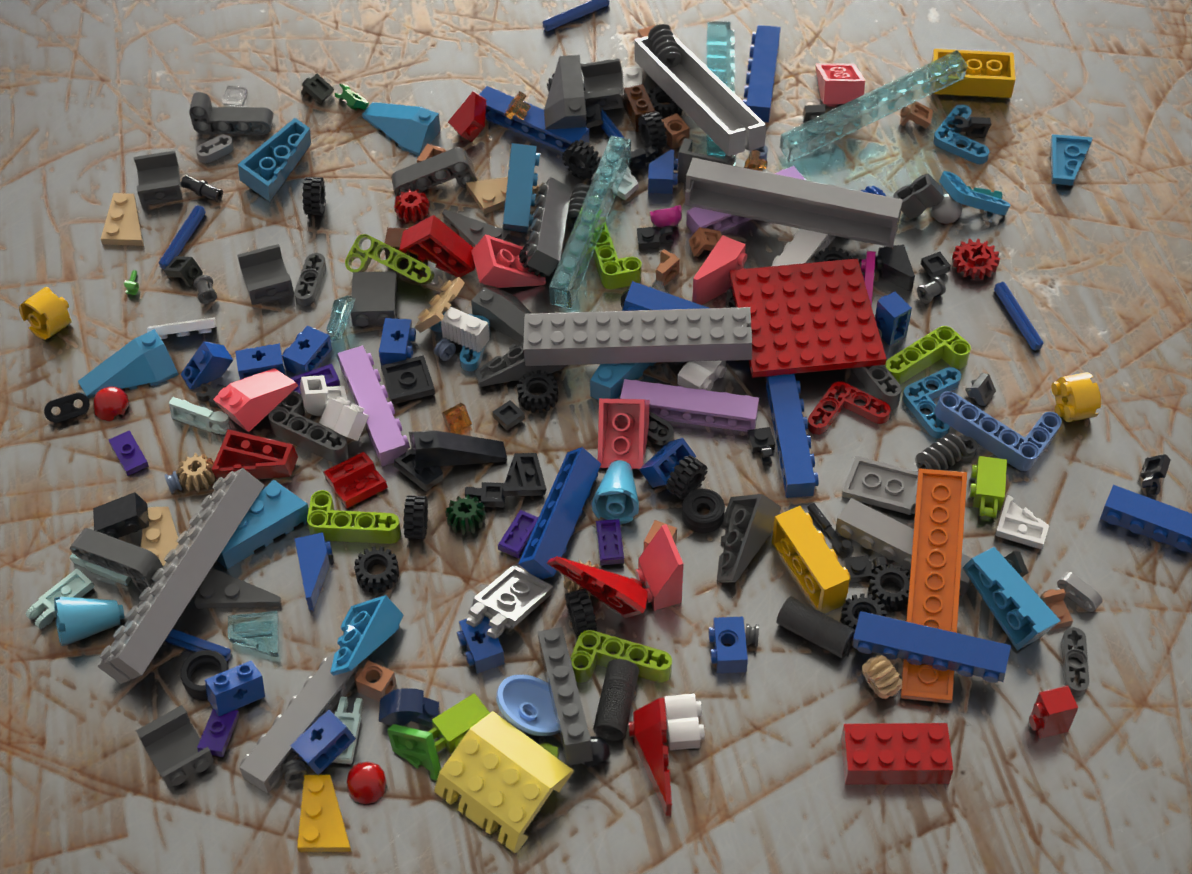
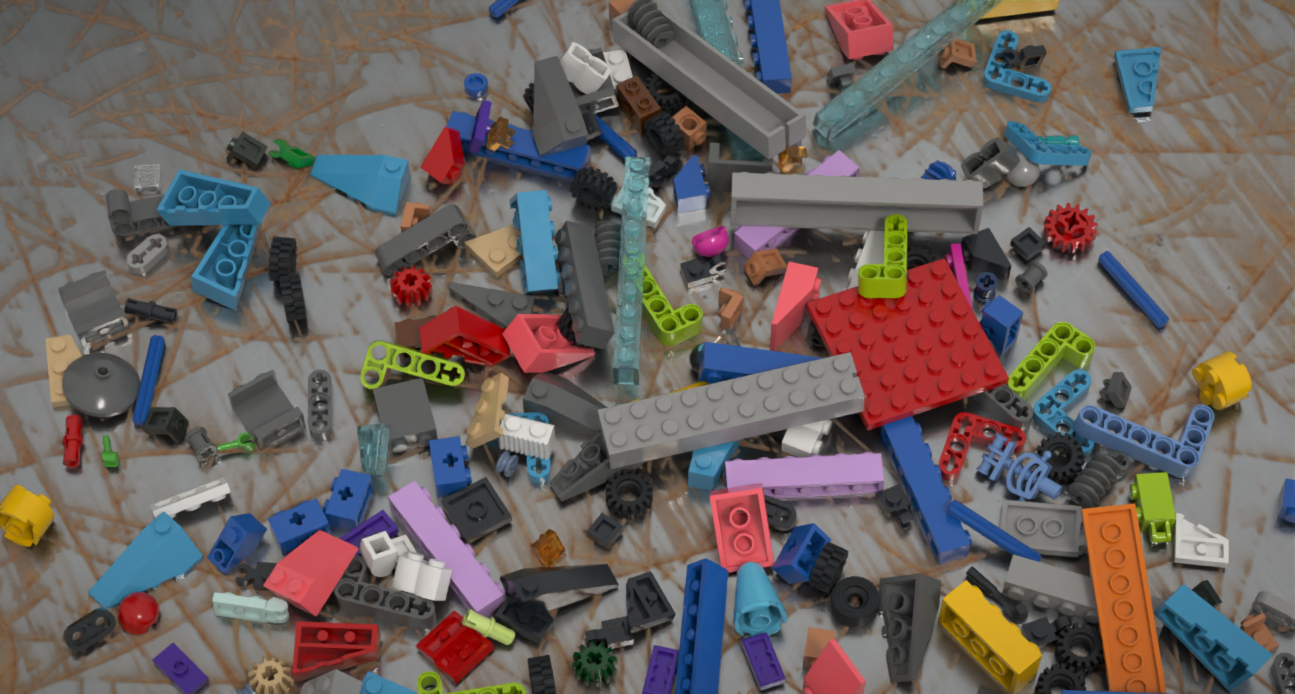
camera: 15 degrees left, 5 degrees up
(107, 269) = (72, 441): none -> red pin
(143, 232) = (98, 393): none -> dark grey dish
(240, 293) = (240, 442): none -> bright green hand
(270, 112) = (211, 201): none -> dark azure wedge
(315, 164) = (282, 258): none -> black tyre
(386, 468) = (488, 627): none -> yellowish green axle
(503, 98) = (481, 126): none -> dark purple plate
(514, 74) = (476, 85): none -> blue tile
(599, 70) = (584, 69): none -> white brick
(805, 261) = (890, 278): none -> lime beam
(836, 475) = (991, 531): none -> blue axle
(885, 286) = (988, 288): none -> dark blue bush
(885, 442) = (1036, 479): none -> medium blue torso
(909, 421) = (1076, 456): none -> black tyre

